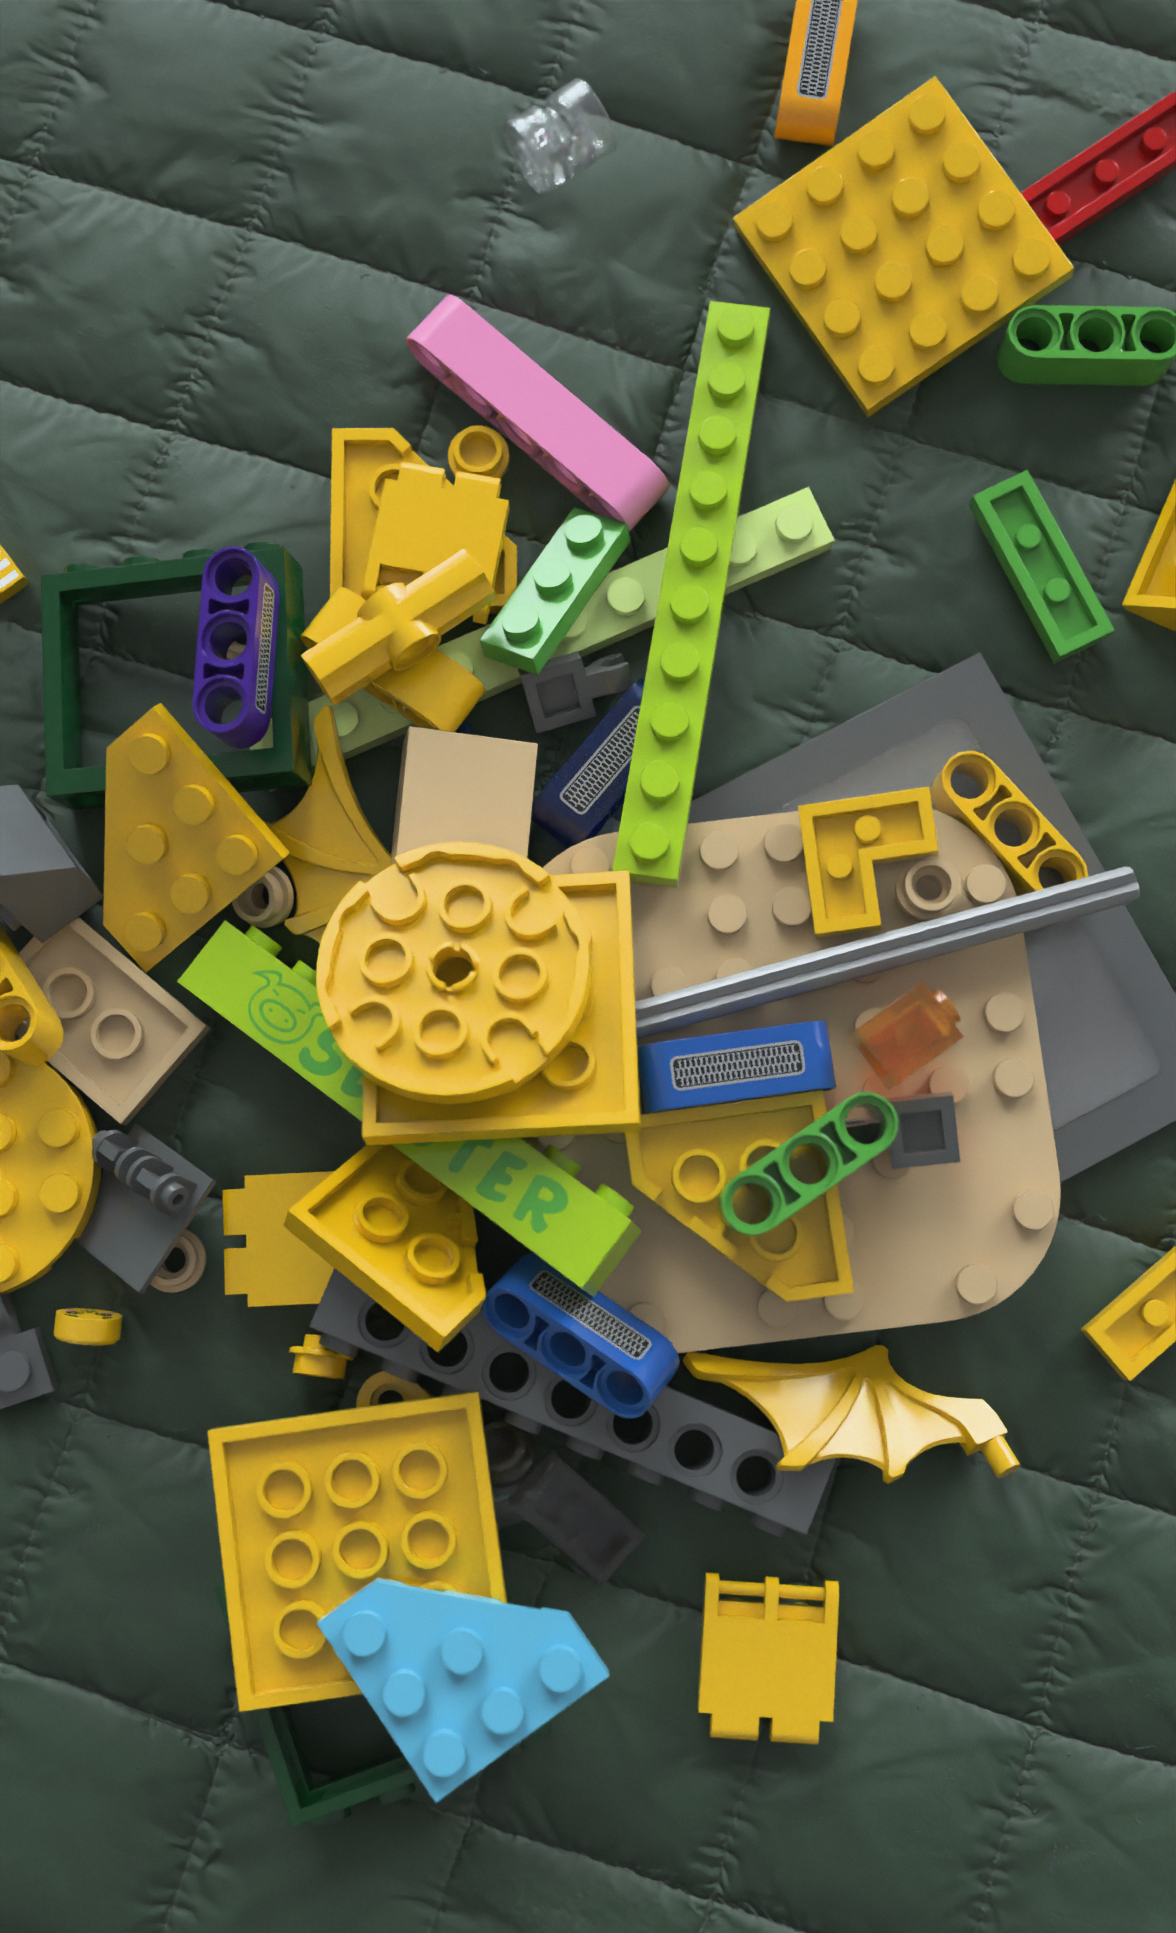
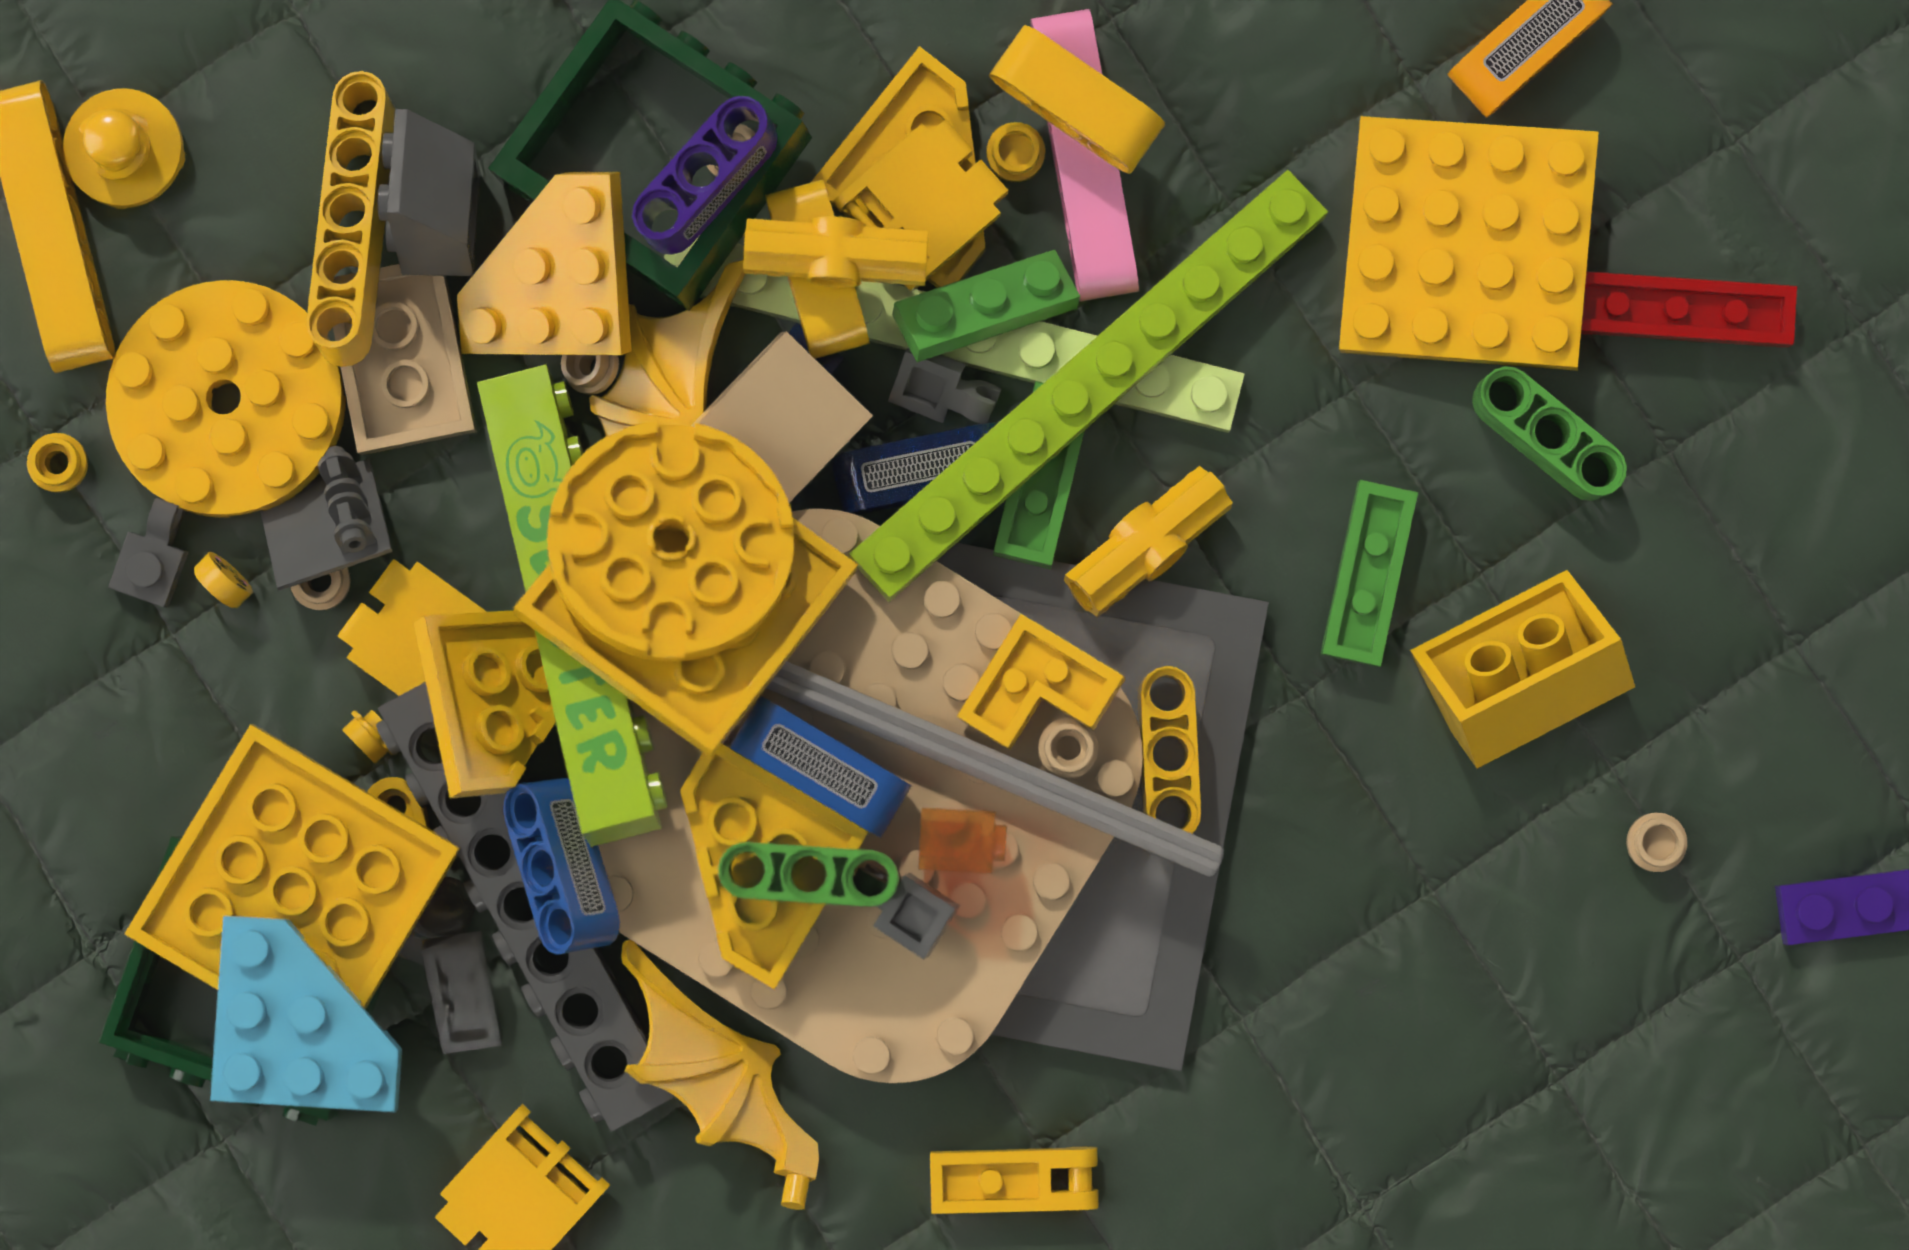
camera: 35 degrees right, 5 degrees up
(498, 360) = (1077, 99): none -> yellow beam
(734, 724) = (1037, 510): none -> bright green plate
(845, 677) = (1148, 541): none -> yellow piece

